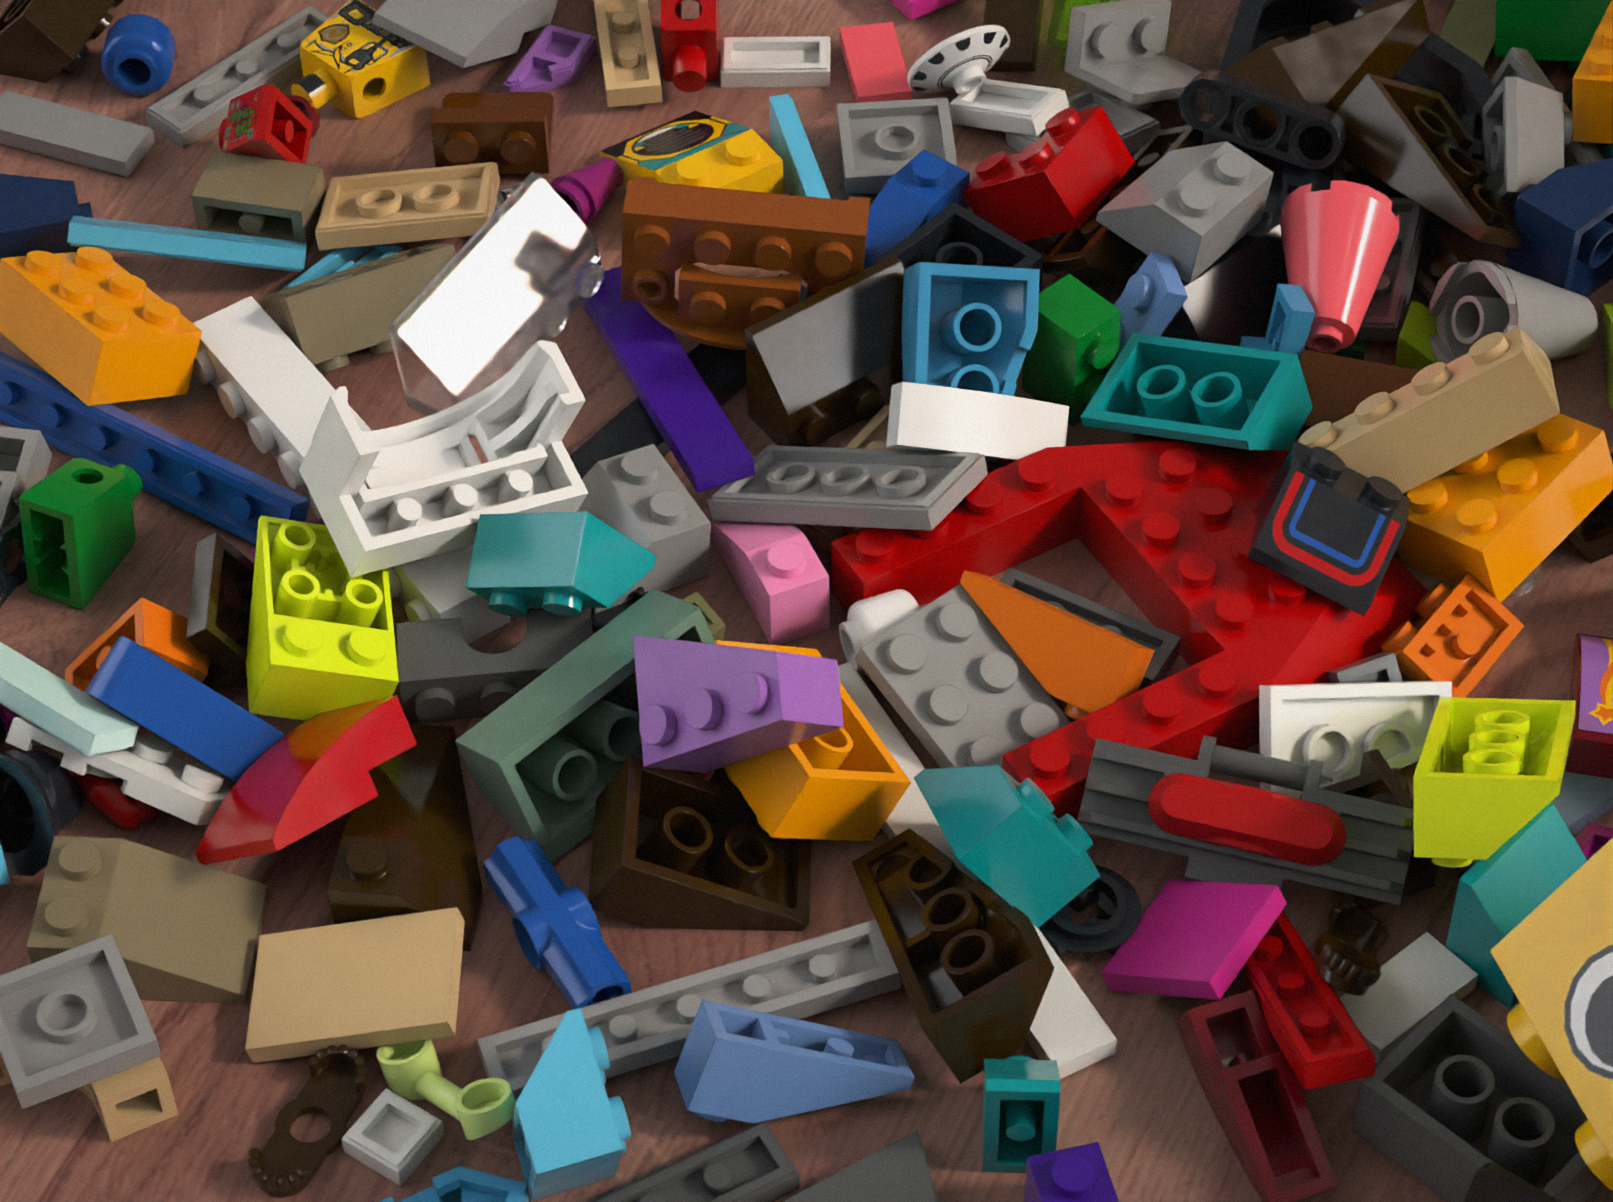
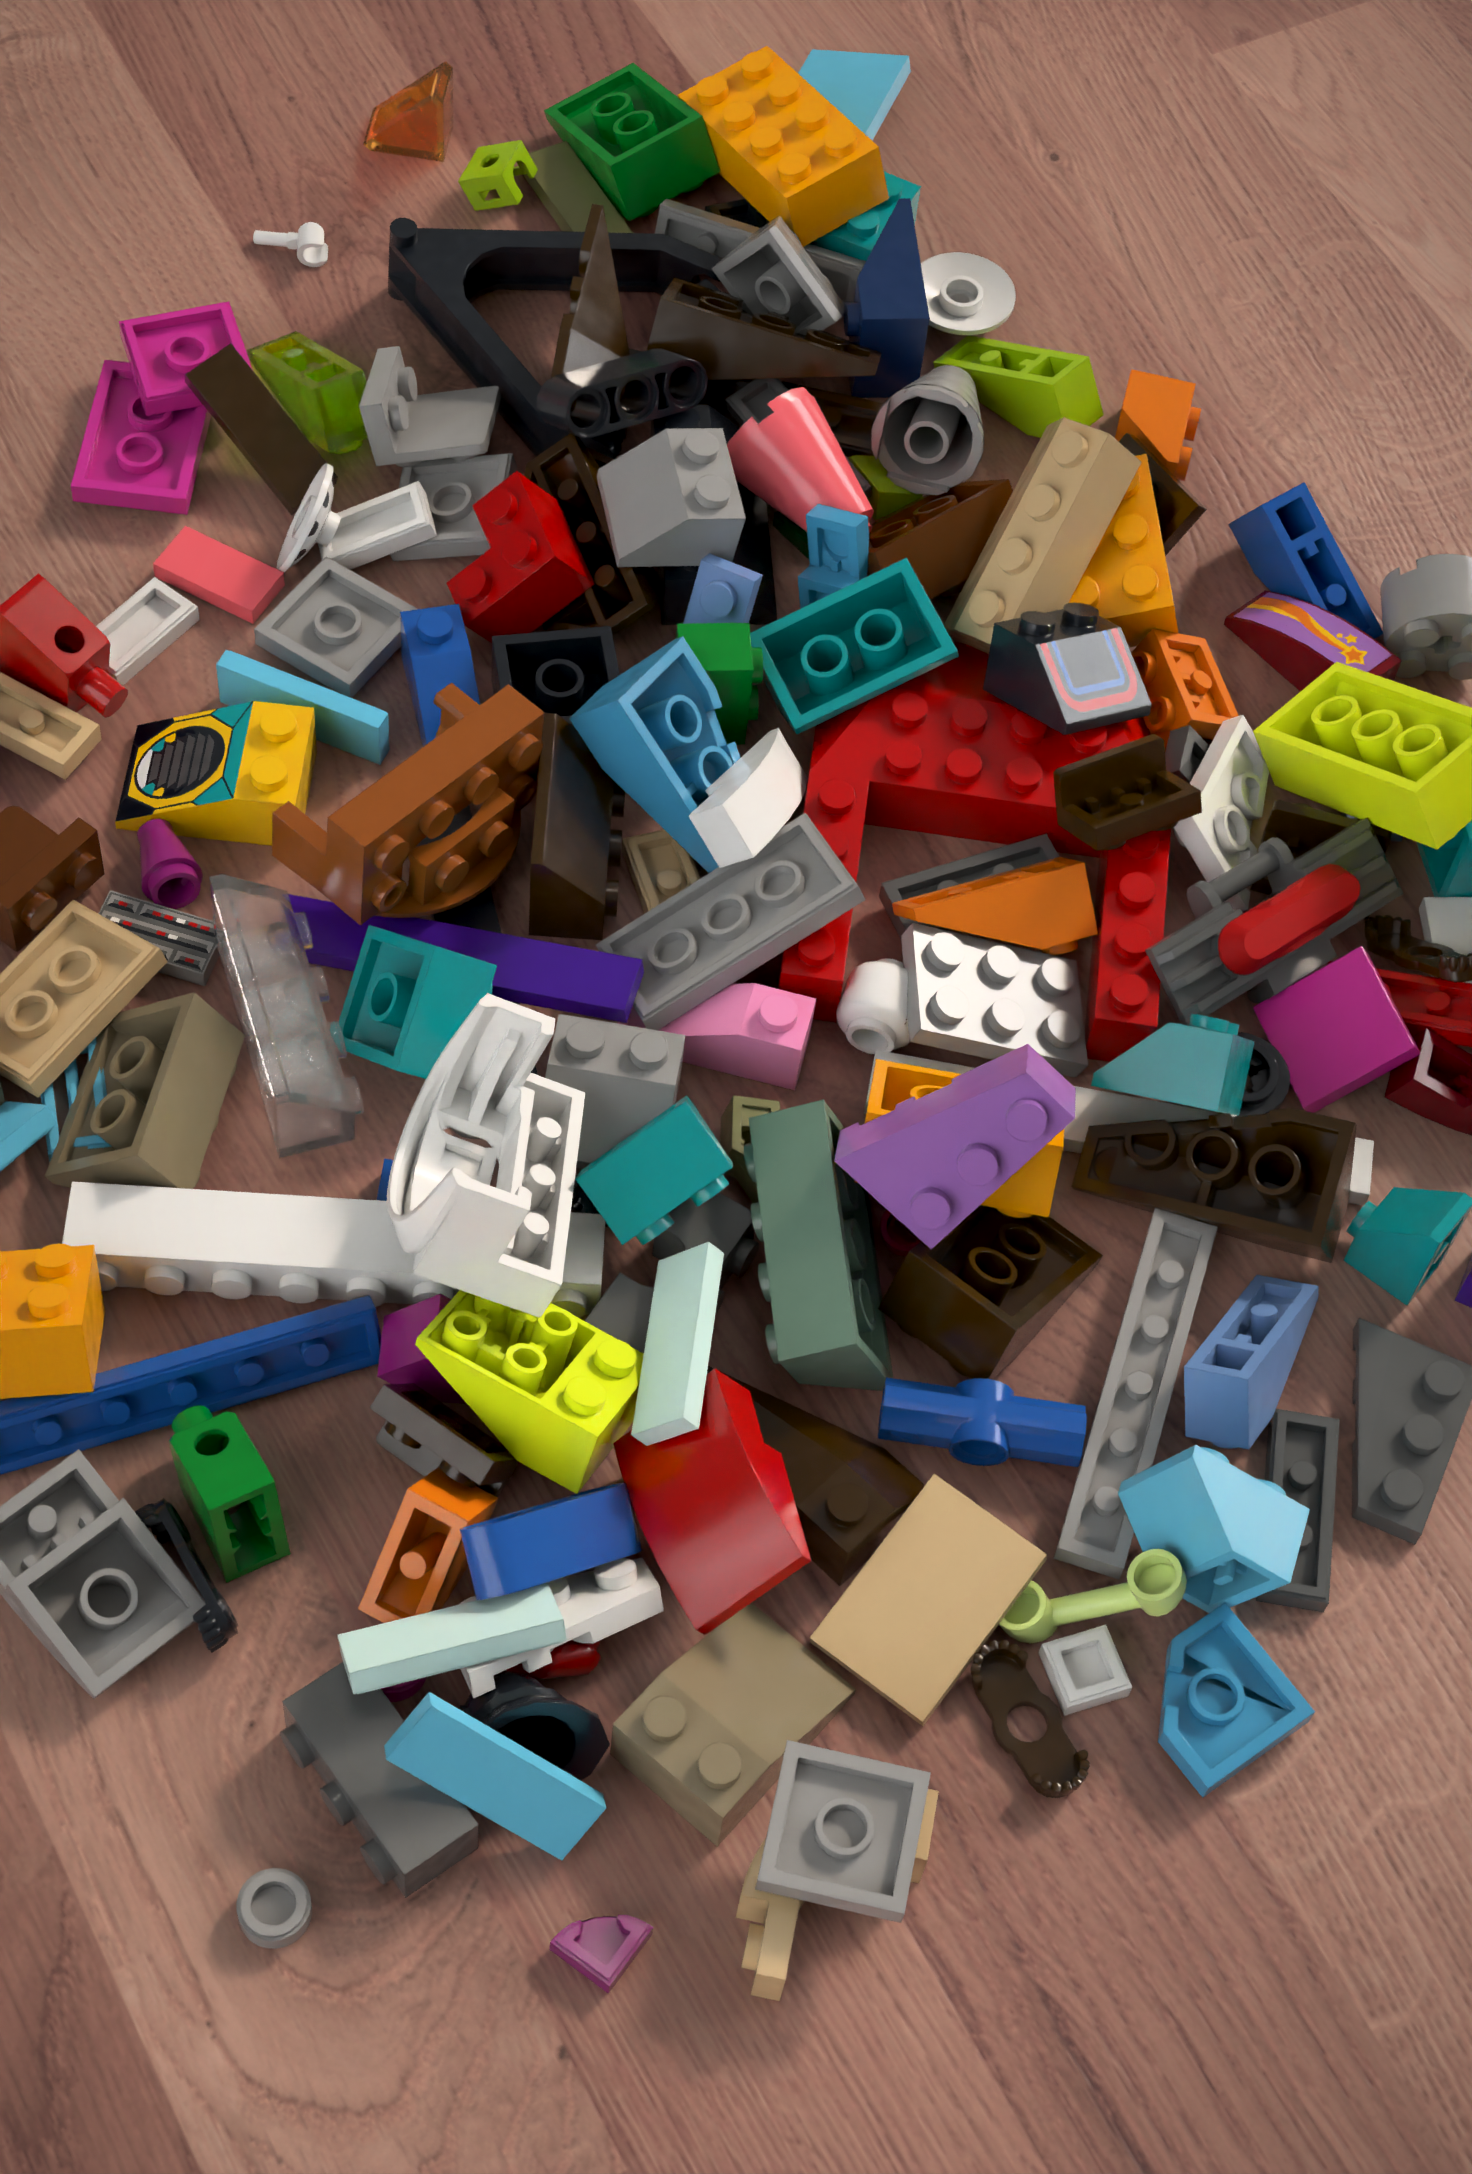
camera: 60 degrees left, 10 degrees up
(409, 671) = (678, 1344): none -> light aqua tile
(606, 363) = (409, 1000): none -> teal slope
(1229, 624) = (1122, 794): none -> dark brown bracket

